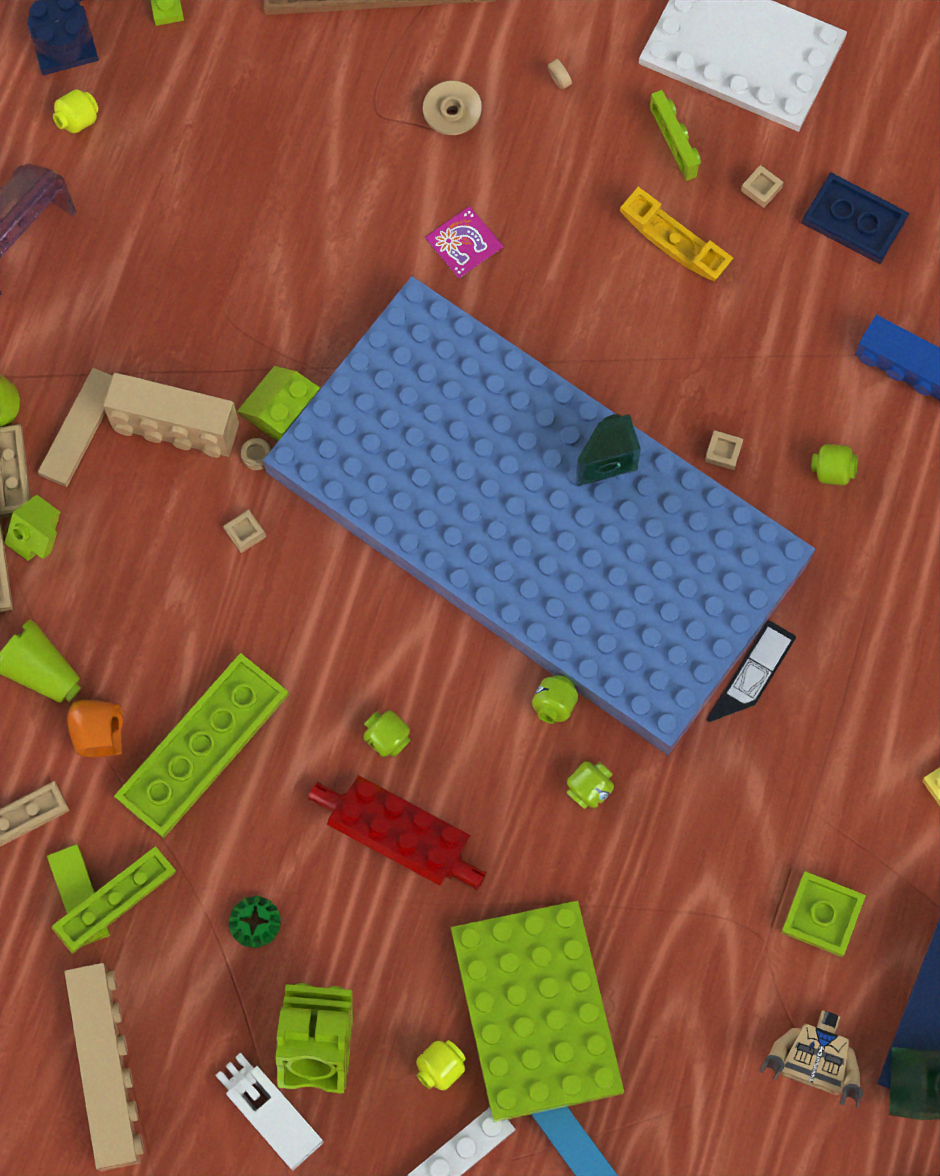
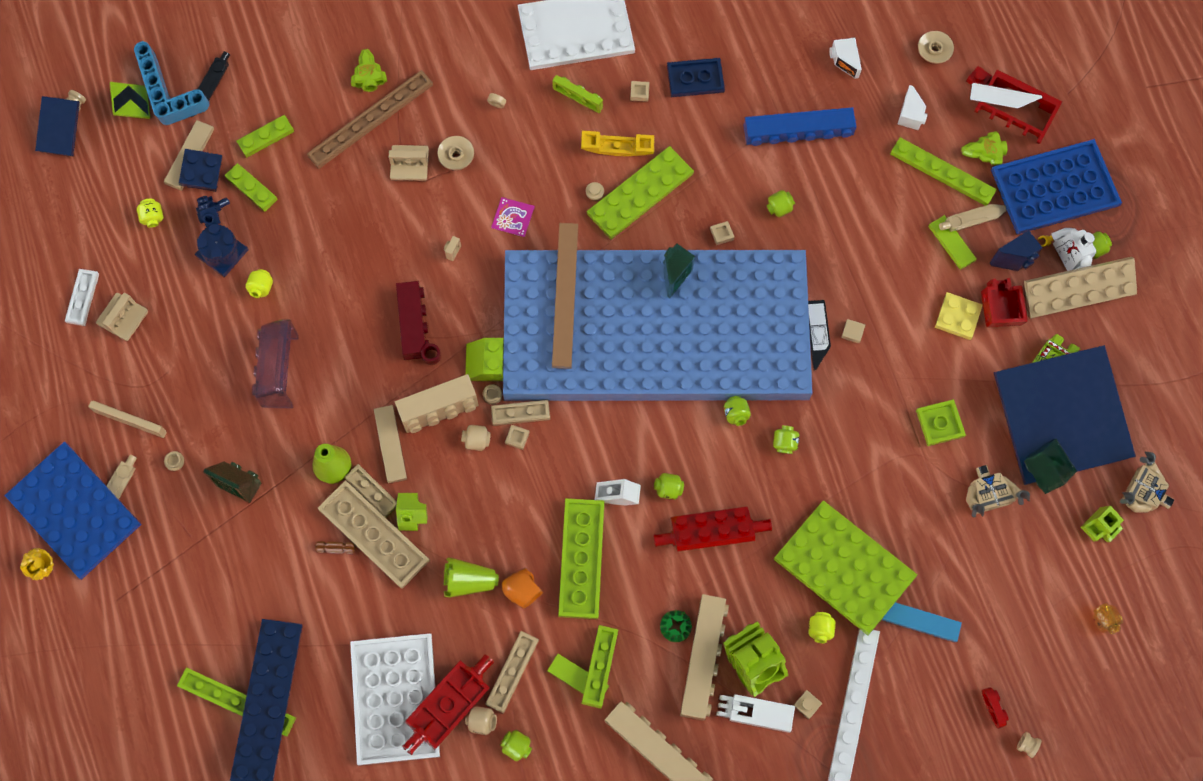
camera: 40 degrees left, 0 degrees up
(189, 494) = (476, 437): none -> tan head
(225, 290) = (412, 323): none -> dark red hinge
(255, 987) = (703, 657): none -> tan brick
(273, 502) = (520, 412): none -> tan tile
(315, 694) = (618, 492): none -> white slope
(344, 1152) = (807, 704): none -> tan plate
(351, 229) = (452, 248): none -> tan plate
(383, 80) = (409, 162): none -> tan bracket
(439, 387) = (565, 296): none -> medium nougat tile
(596, 279) = (594, 191): none -> tan plate
(657, 322) = (640, 192): none -> lime plate
(801, 705) = (853, 331): none -> tan tile

